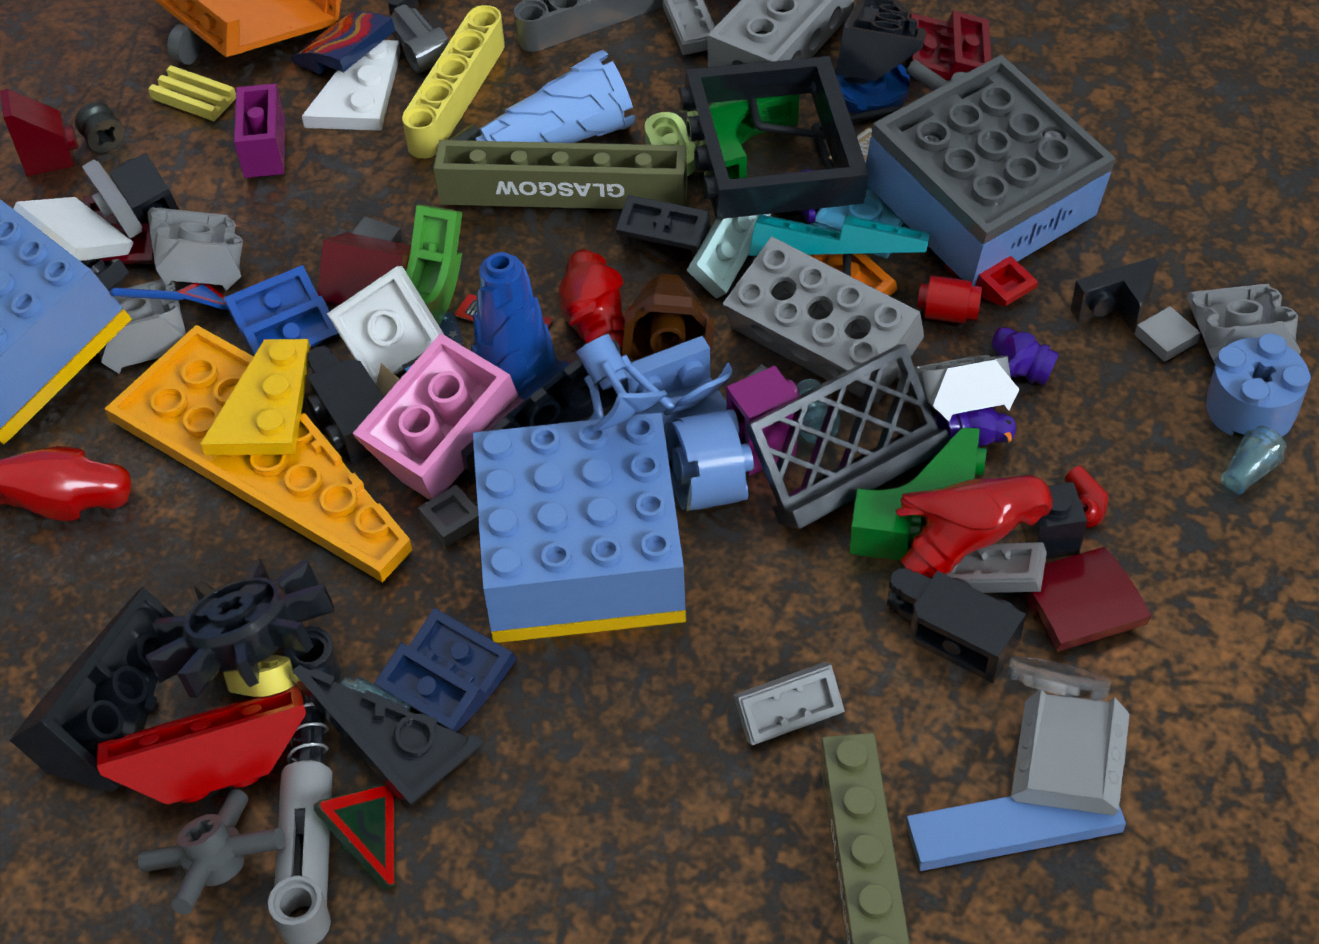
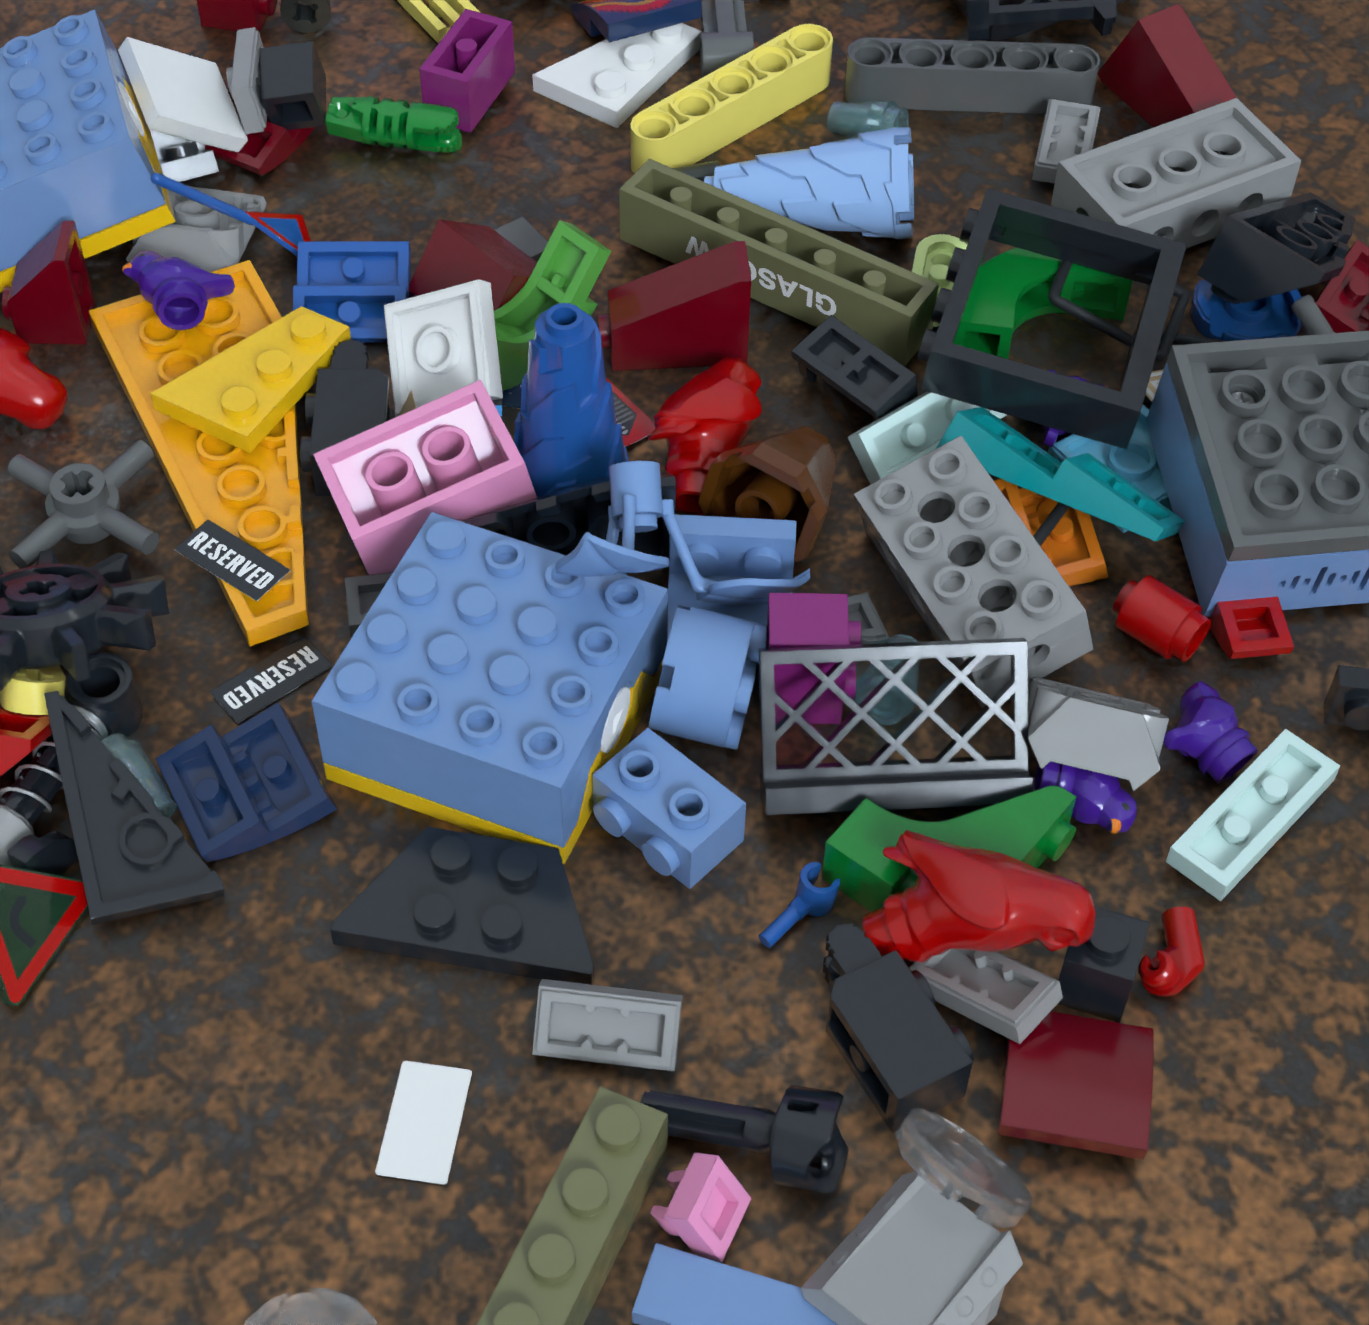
camera: 25 degrees right, 0 degrees up
(68, 405) = (51, 291): none -> dark red slope
(164, 364) = (176, 287): none -> dark purple animal
(195, 247) = (309, 172): light grey slope -> none
(198, 541) = (82, 504): none -> dark grey bar
(233, 187) = (396, 123): none -> green hinge
(335, 530) = (232, 560): none -> black sticker
(346, 778) = (47, 854): none -> black tile
(409, 597) = (271, 679): none -> black sticker
(533, 227) = (681, 313): none -> dark red slope
(553, 58) = (863, 117): none -> clear light blue cone
(652, 674) = (473, 907): none -> black wing
(710, 821) = (424, 1122): none -> white sticker
(734, 554) = (668, 808): none -> medium blue brick
(853, 570) = (807, 901): none -> blue hand
(923, 780) = (704, 1206): none -> bright pink tile
(950, 709) = (794, 1135): none -> black piece
(1078, 394) = (1252, 814): none -> light aqua plate

